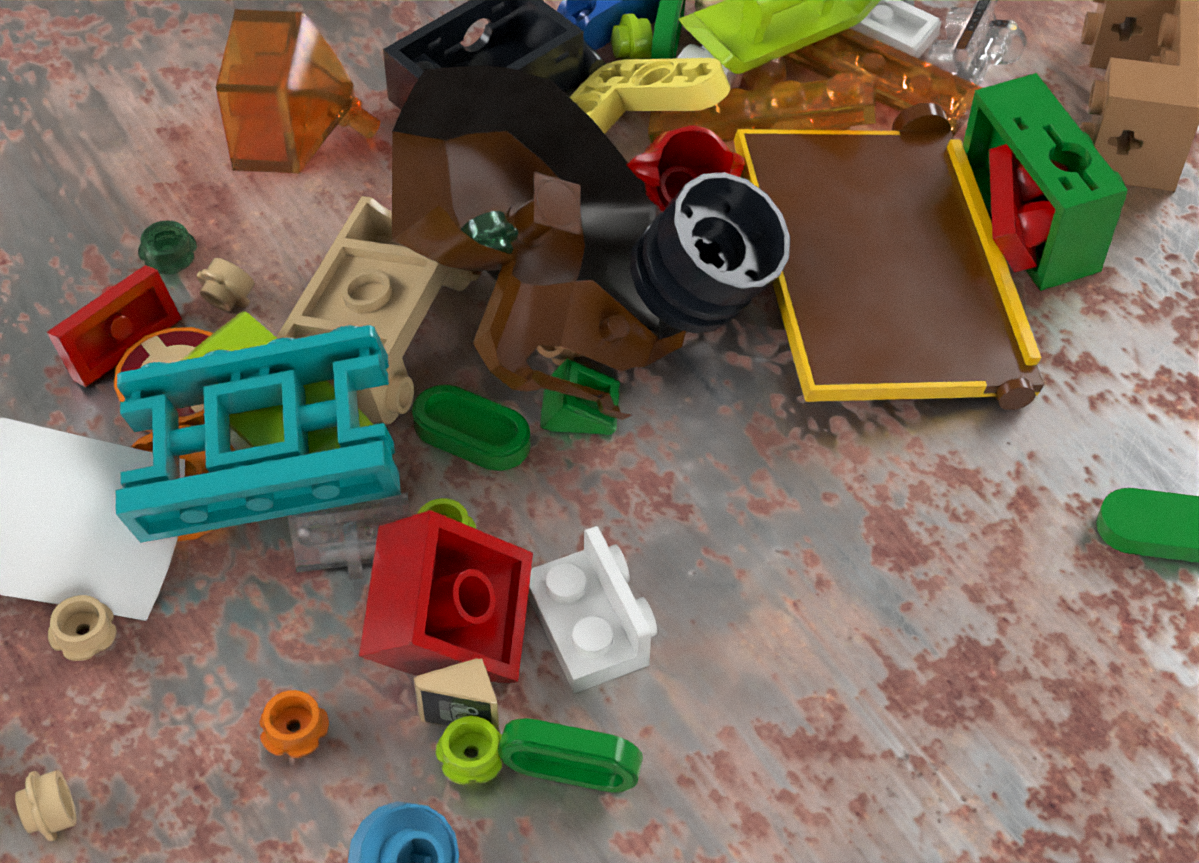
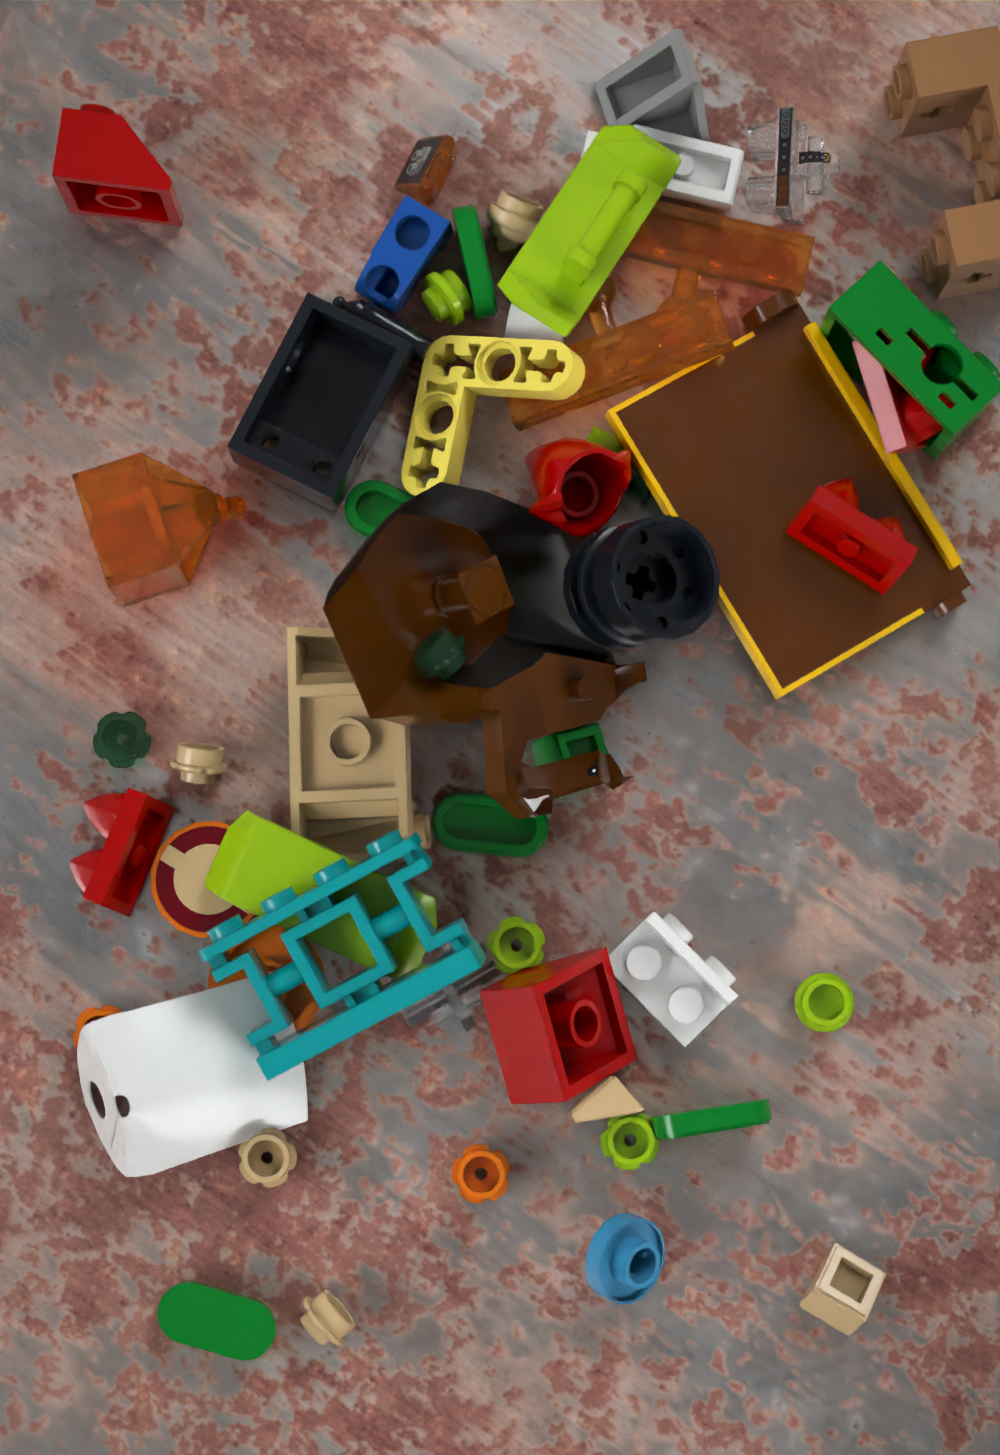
camera: 25 degrees left, 30 degrees up
(746, 694) = (824, 1002): none -> lime plate
(932, 285) = (850, 539): none -> red tile

